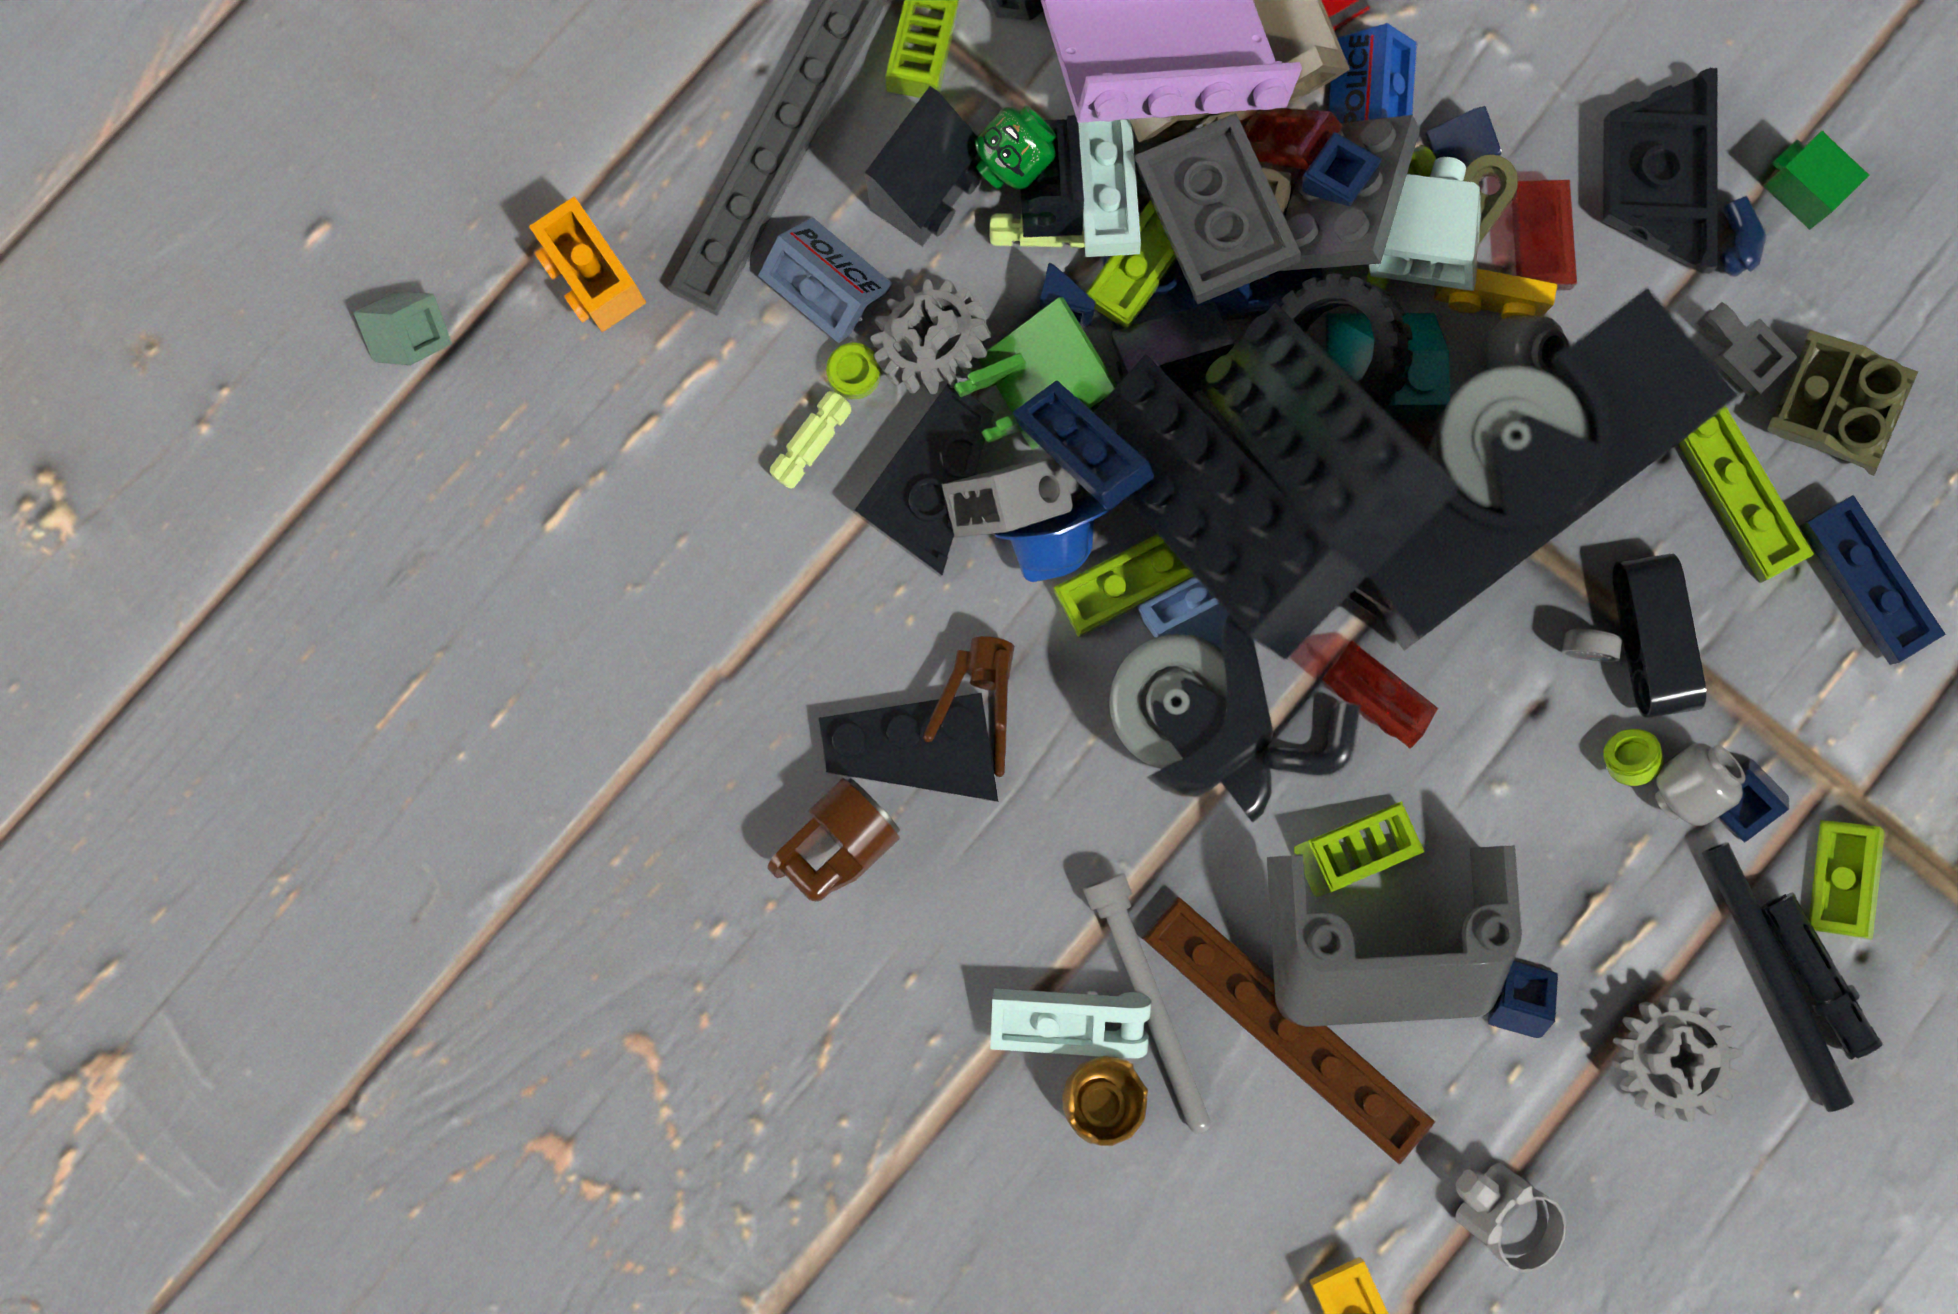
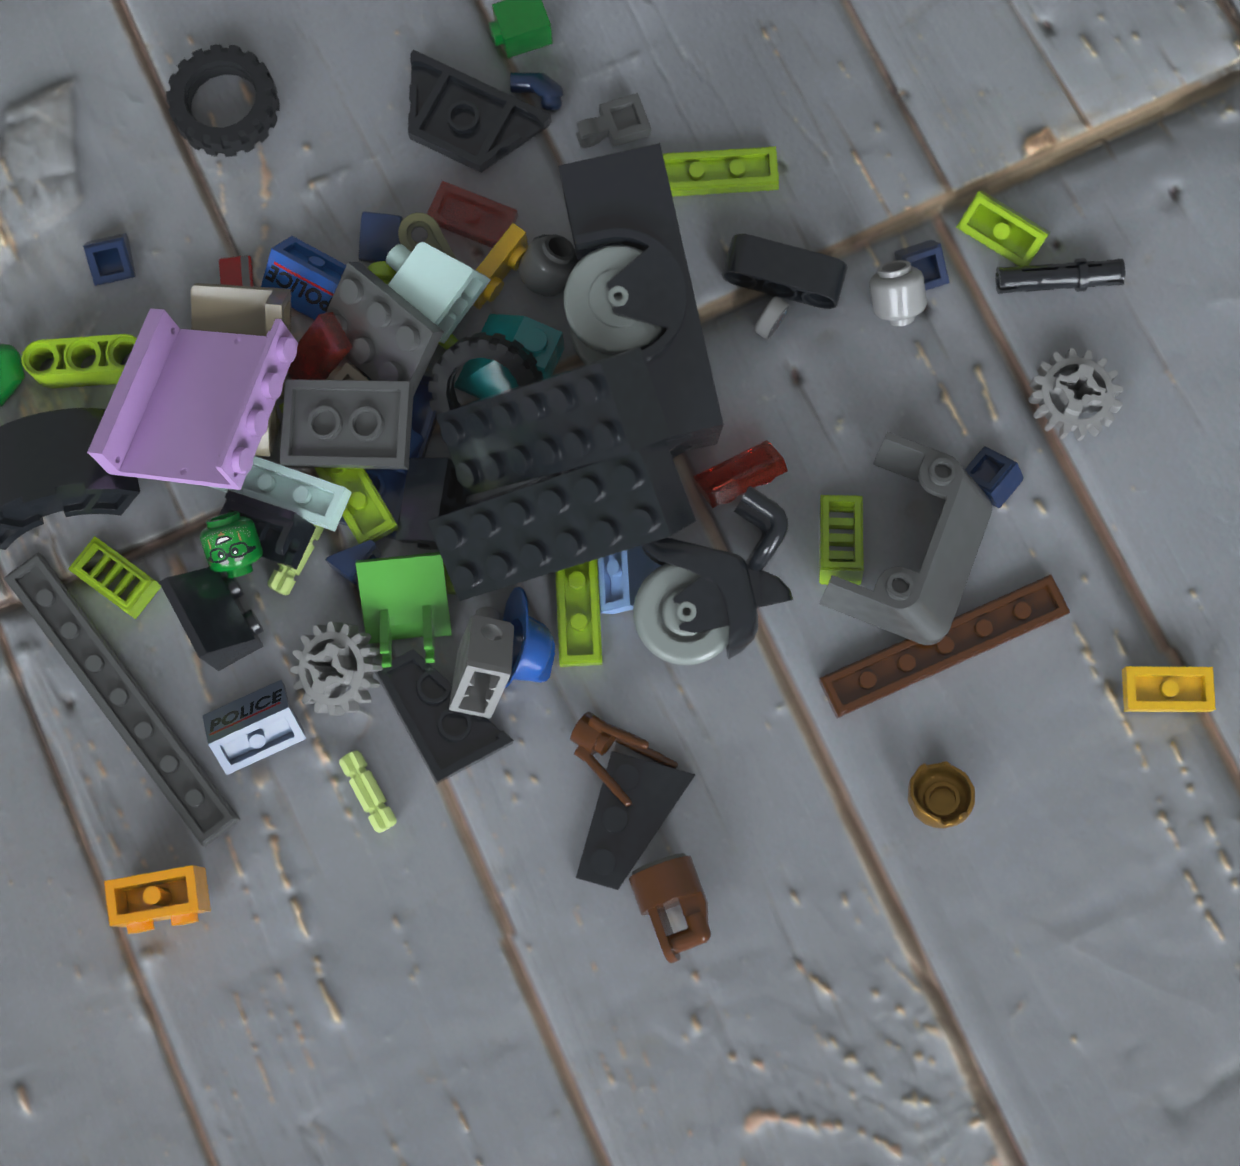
camera: 65 degrees left, 5 degrees down
(403, 328) = (133, 1062): sand green panel -> none
(853, 371) = (331, 737): lime tile -> none
(1070, 1023) = (875, 795): light aqua plate -> none
(1083, 445) = (473, 592): dark blue plate -> none
(1112, 902) = (802, 727): light grey piece -> none
(1340, 171) = (364, 328): dark blue slope -> none
(1486, 1204) = (1119, 563): light grey piece -> none
(1633, 757) = (860, 326): lime tile -> none
(1778, 977) = (1048, 304): black piece -> none
(1843, 400) = (680, 79): olive slope -> none
(1872, 580) = (810, 118): dark blue plate -> none

